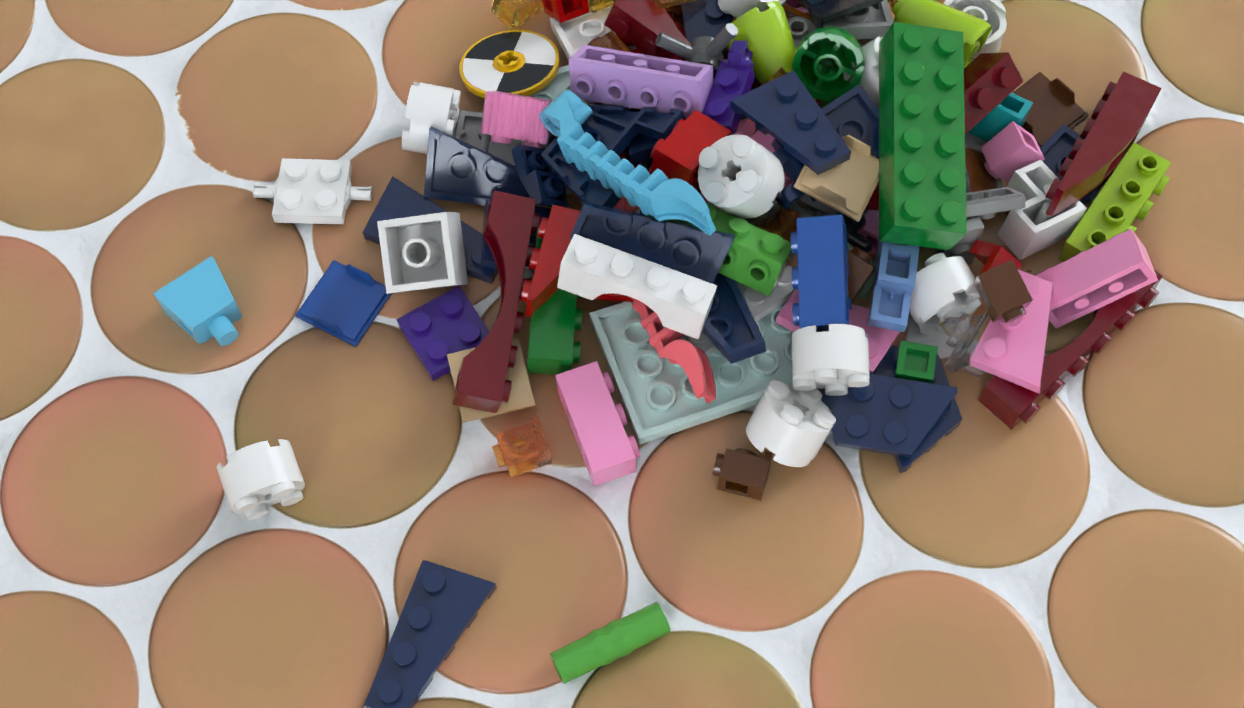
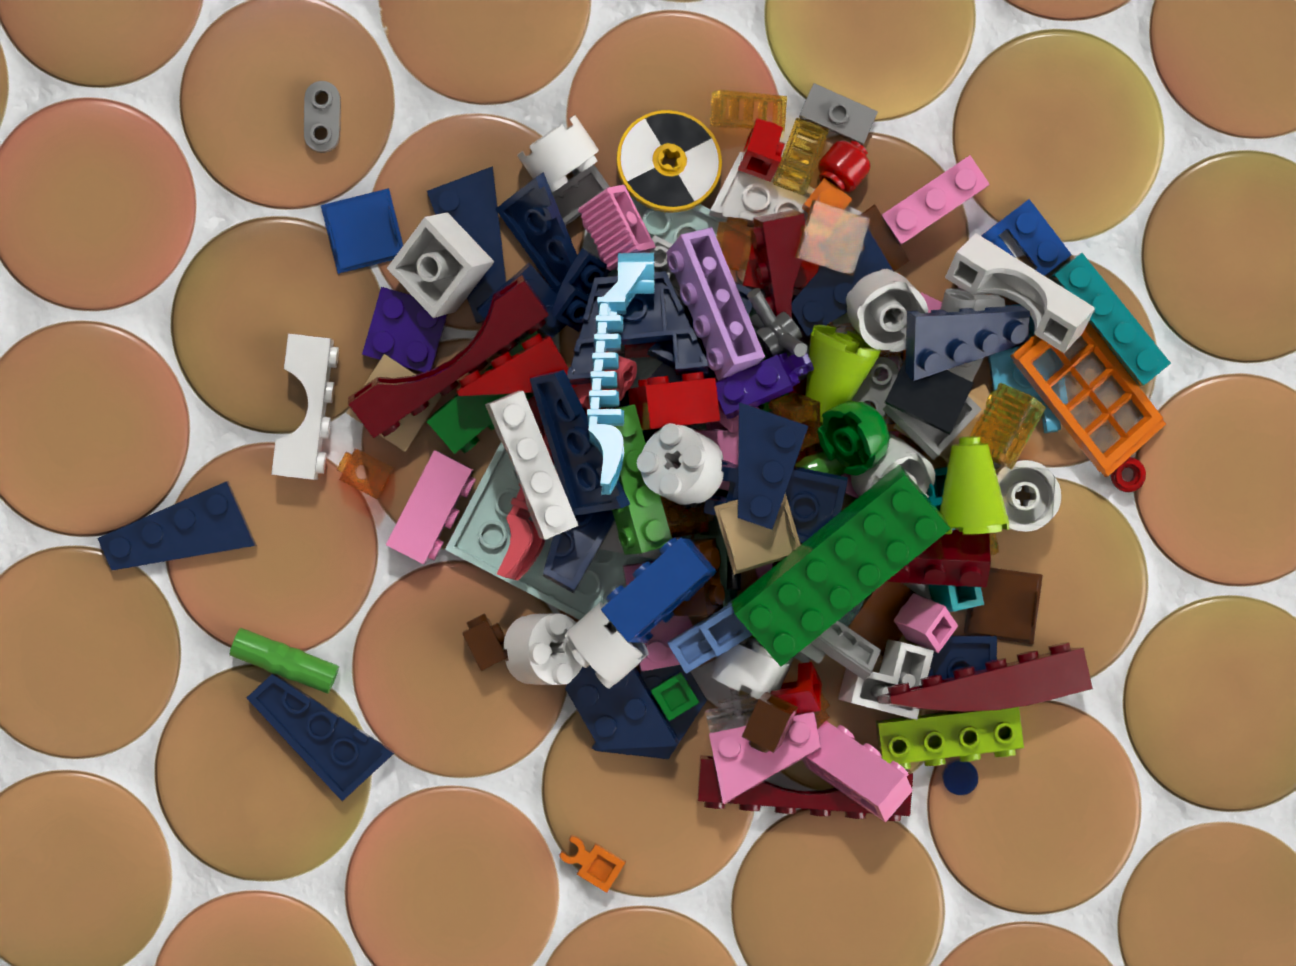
camera: 45 degrees right, 25 degrees up
(201, 304) = (263, 135): medium azure torso -> none
(234, 257) = (322, 116): none -> light grey plate
(260, 478) = (174, 320): white brick -> none
(312, 191) = (426, 117): white plate -> none
(398, 417) = (311, 362): none -> white arch
(708, 670) = (323, 739): none -> dark blue wing
(1006, 542) = (597, 866): none -> orange plate
(1155, 233) = (960, 777): none -> clear blue tile

